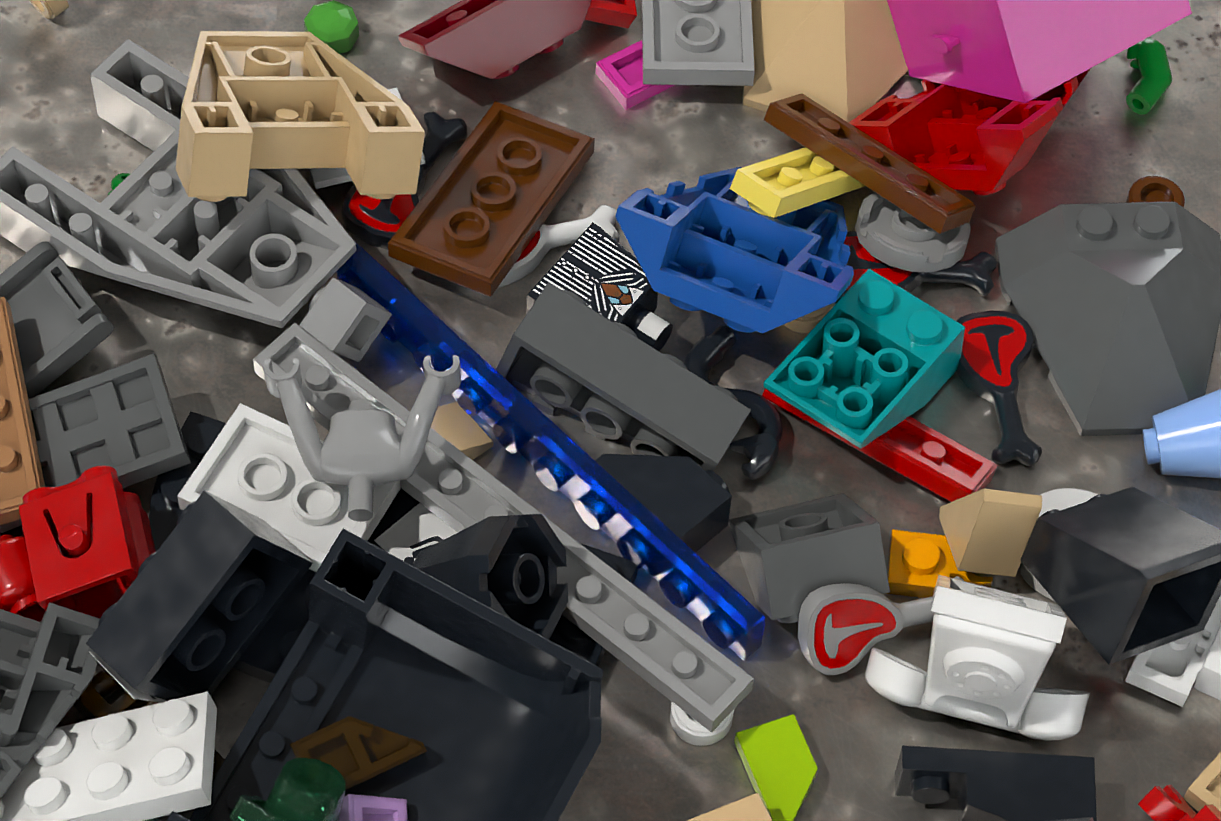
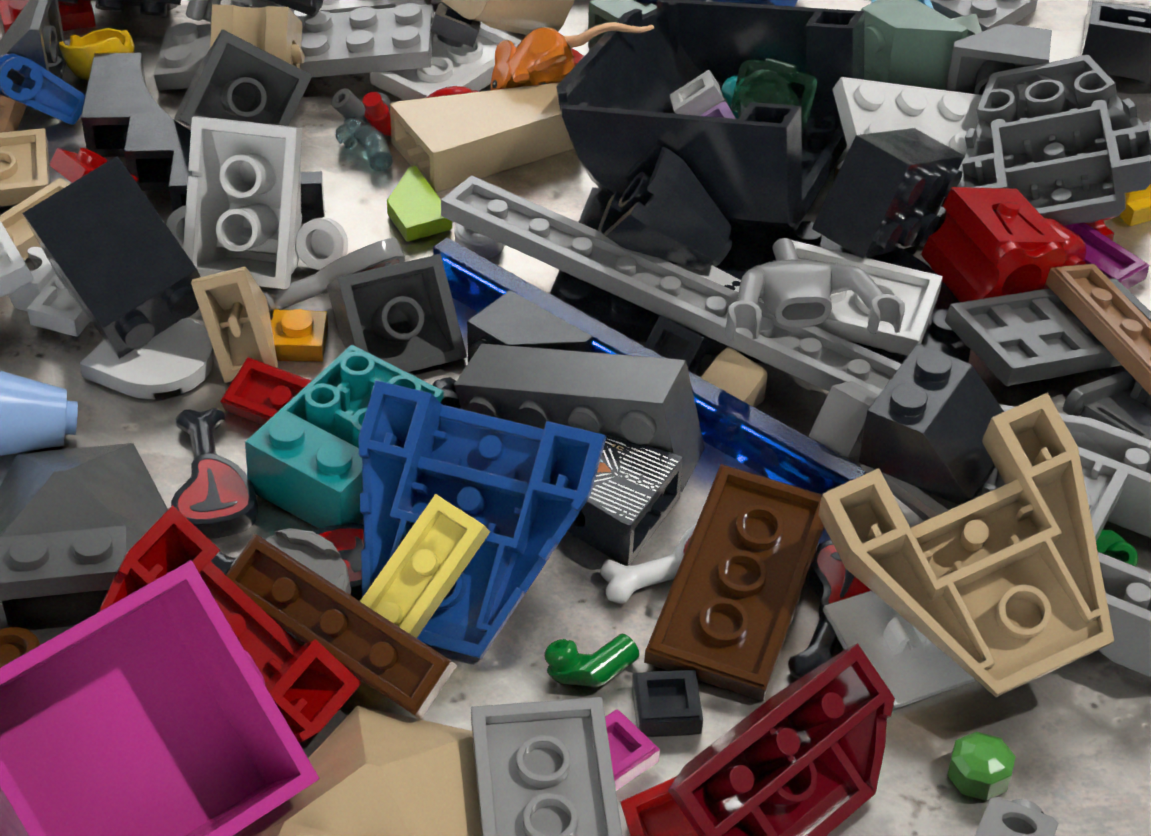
camera: 175 degrees right, 15 degrees down
(284, 236) = (932, 426): none -> black slope
(508, 470) = (677, 342): none -> black plate
(582, 107) = (667, 703): none -> black tile
(644, 141) = (594, 669): none -> green arm

